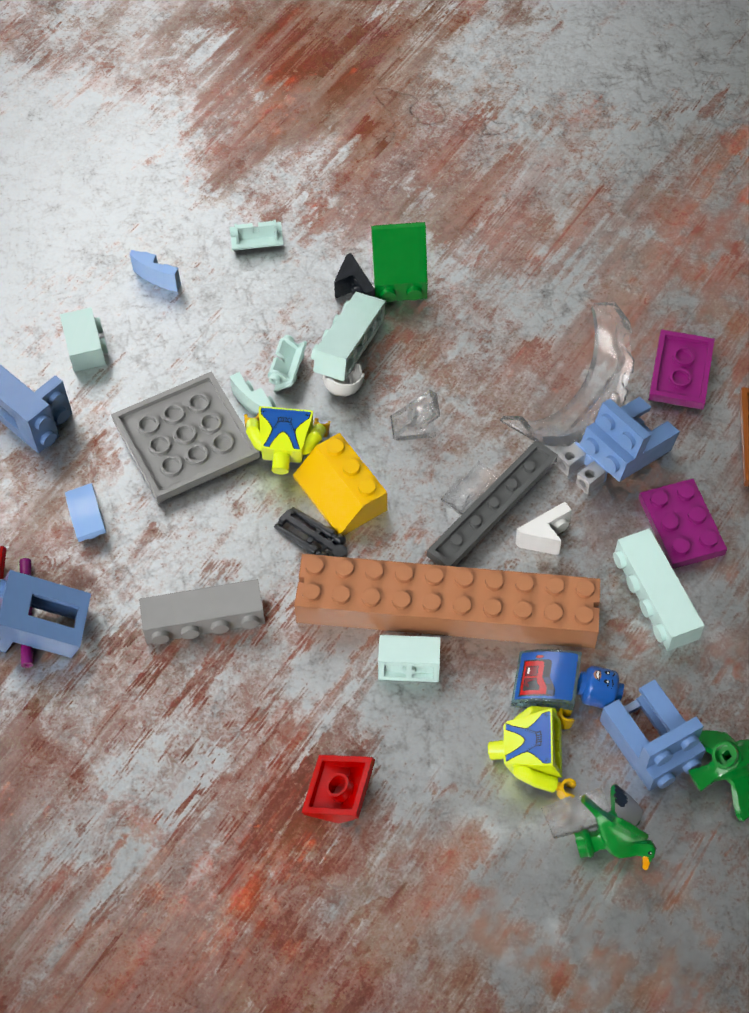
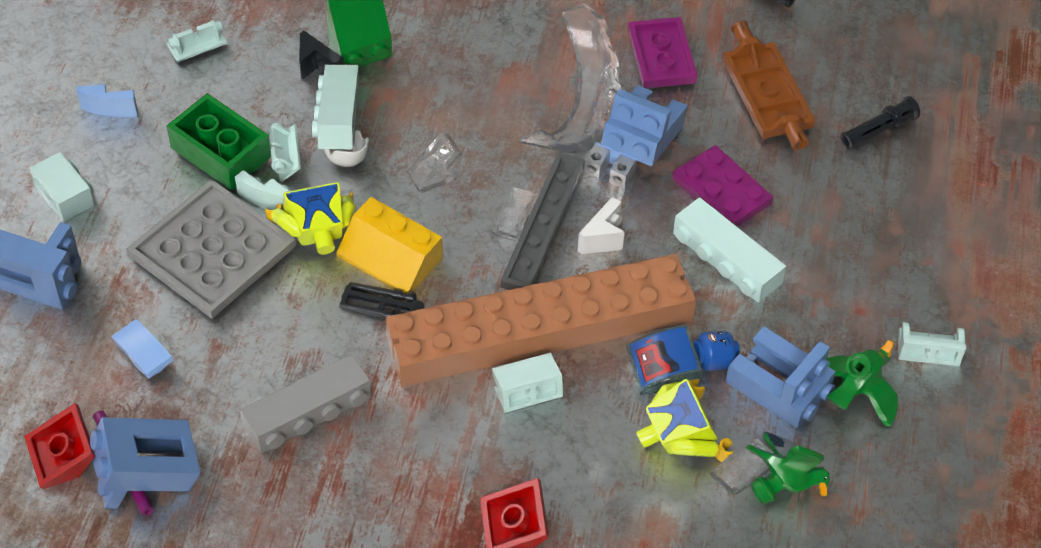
camera: 25 degrees left, 5 degrees down
(231, 336) = (218, 140): none -> green brick

